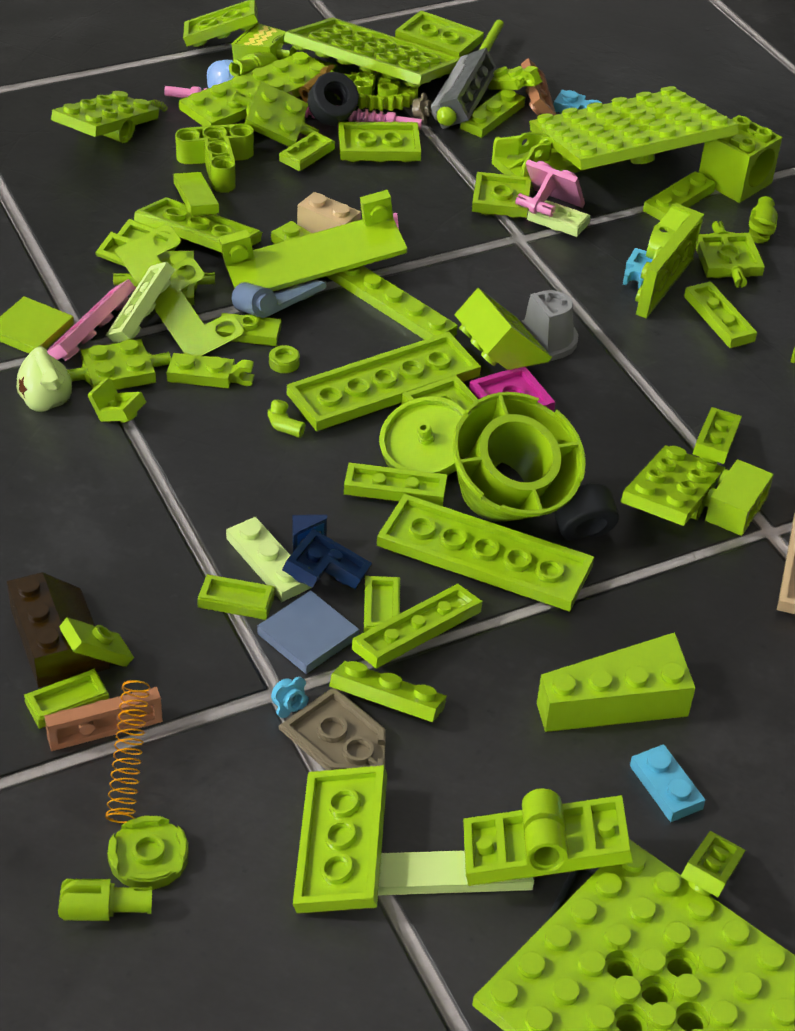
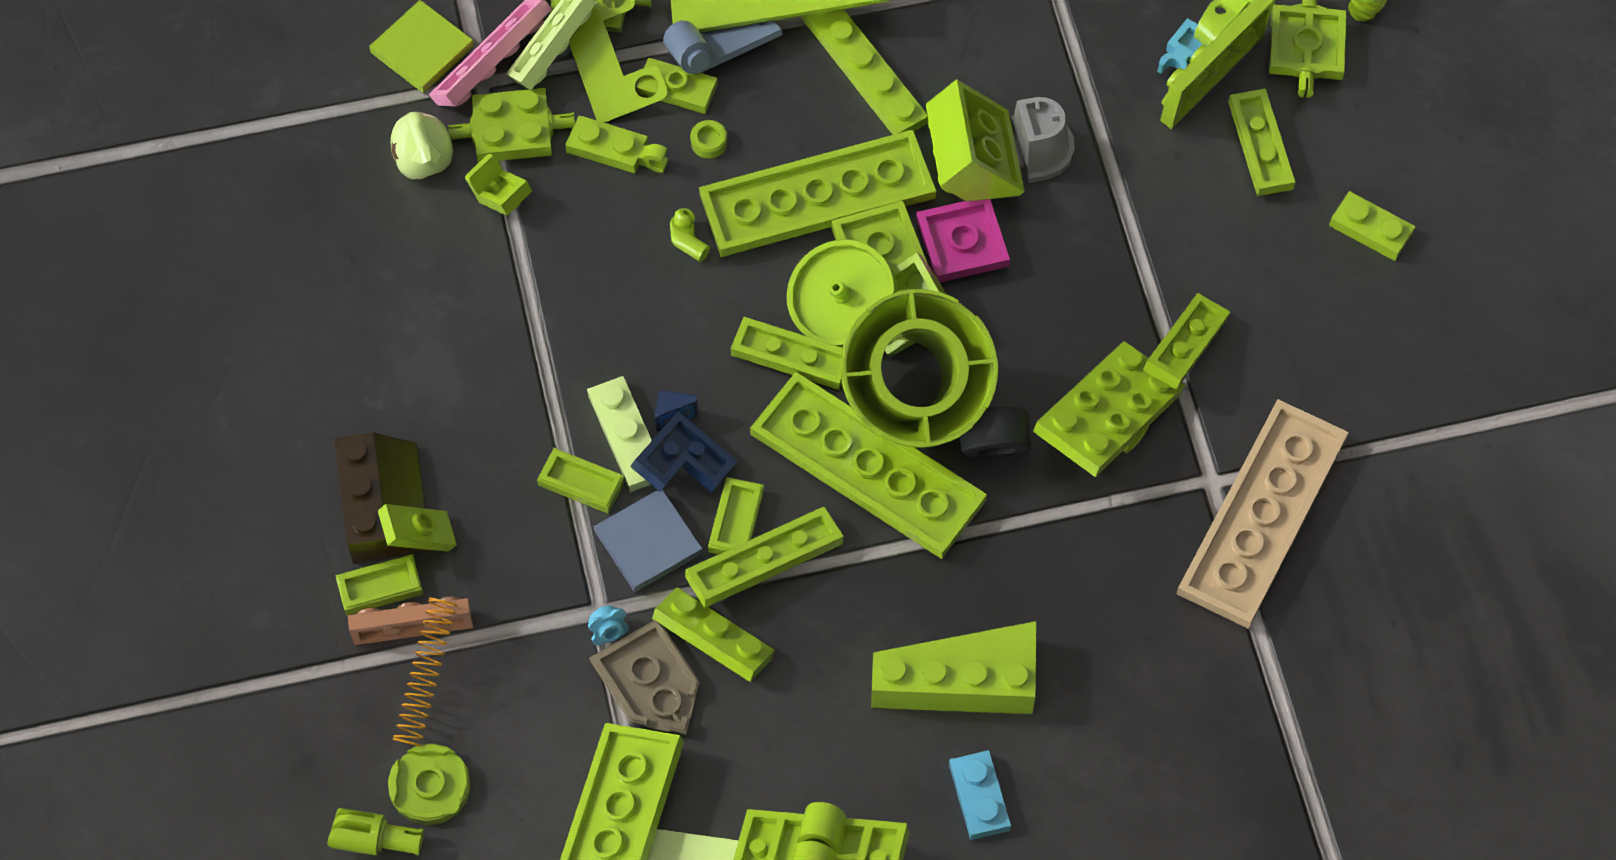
camera: 15 degrees right, 20 degrees up
(738, 497) = (1183, 432): lime brick -> none

